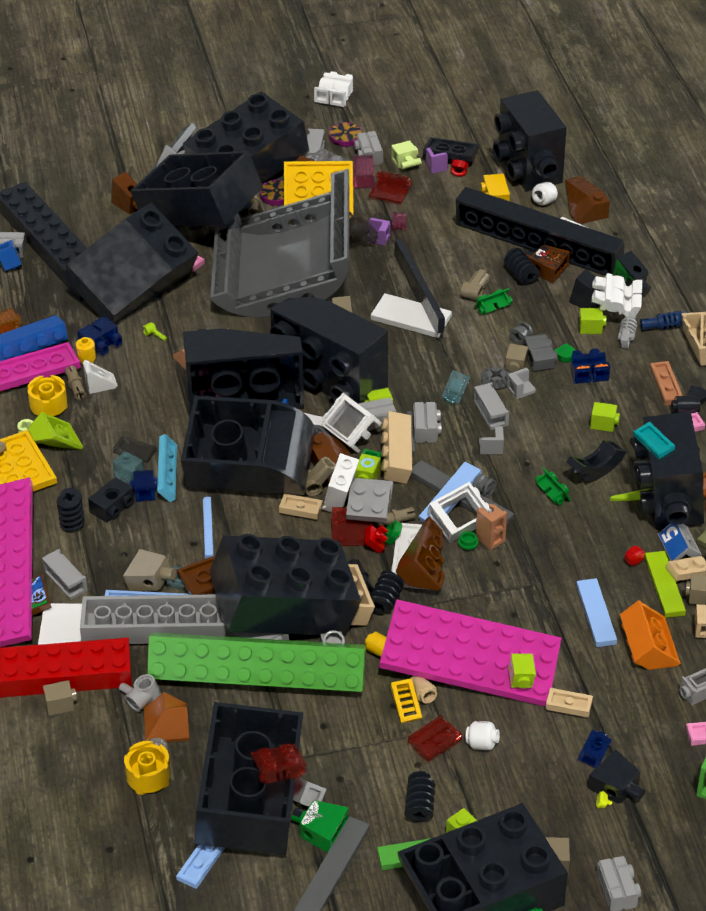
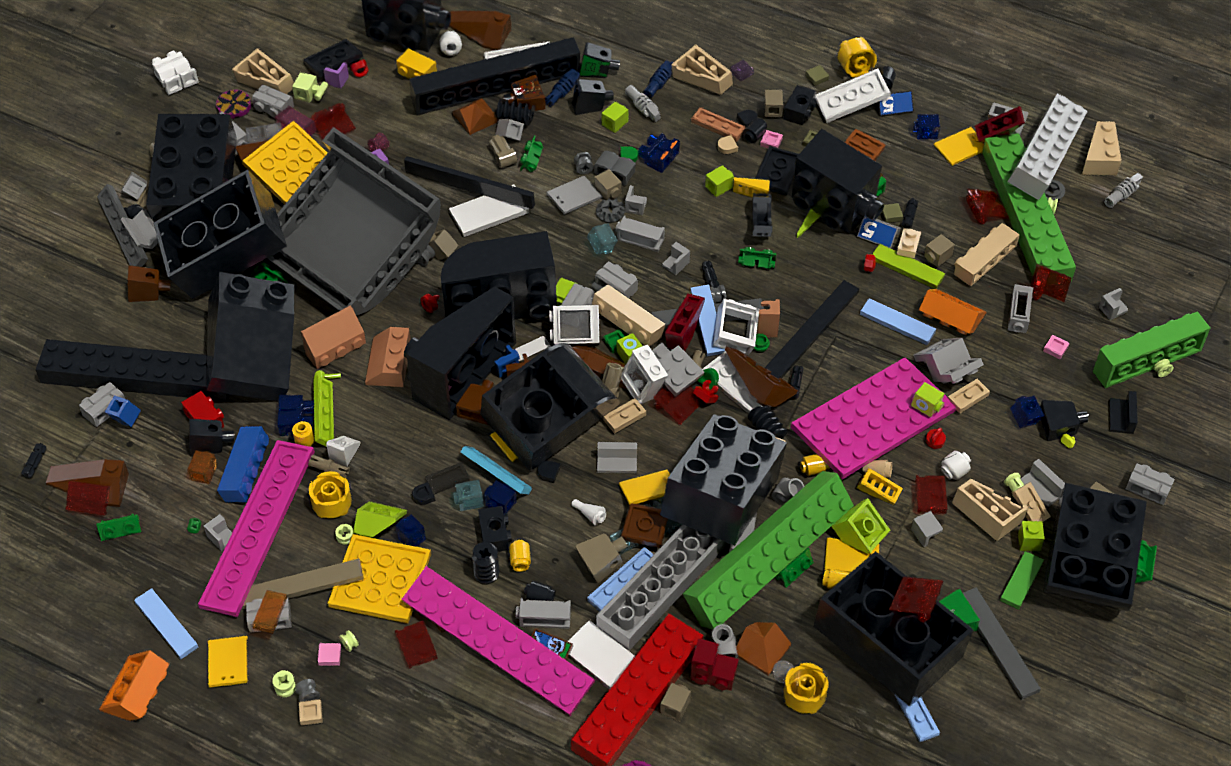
camera: 50 degrees left, 10 degrees up
(29, 304) = (207, 436): none -> black torso
(51, 294) = (201, 407): none -> red brick
(60, 457) = (410, 531): none -> clear blue brick
(80, 559) = (539, 591): none -> black brick
(103, 528) = (520, 555): none -> yellow brick
(105, 446) = (423, 494): none -> black tile
(109, 696) = (713, 668): none -> dark red brick
(121, 347) = (323, 410): none -> lime tile
(187, 308) = (333, 337): none -> nougat slope
(187, 546) = (594, 513): none -> white cone
(198, 495) = (548, 471): none -> black tile
(208, 246) = (262, 270): none -> green hinge
(208, 530) = (595, 490): light blue tile -> none
(255, 523) = (617, 457): none -> light grey panel
(264, 695) = (795, 568): none -> green hinge
(320, 728) = (843, 556): none -> yellow container
(348, 711) = (861, 527): none -> lime slope
(387, 124) = (261, 70): none -> tan wedge
(394, 751) = (925, 527): none -> light grey panel
(420, 796) = (981, 541): black piece -> none
(423, 482) = (684, 322): none -> dark red slope
(454, 586) = (796, 379): none -> black axle
(458, 783) = (989, 510): none -> tan wedge
(484, 349) = (574, 194): none -> light grey container
(492, 250) = (475, 116): none -> dark orange slope
(496, 800) = (1028, 496): none -> tan plate
(499, 709) = (936, 438): none -> red tile
(502, 275) = (510, 129): none -> light grey panel
(502, 471) = (710, 274): none -> black axle
(508, 790) = (1013, 481): none -> yellowish green bush
(520, 564) = (812, 329): none -> black tile
(535, 802) = (1045, 482): none -> light grey panel
(570, 277) = (562, 87): none -> dark blue hinge
(585, 663) = (948, 360): none -> light grey bracket
(617, 296) = (621, 82): white hips -> none
(622, 438) = (750, 186): none -> yellow slope
(651, 400) = (727, 145): none -> tan tile
(654, 440) = (826, 167): teal tile -> none
(679, 823) = (1123, 414): none -> black panel

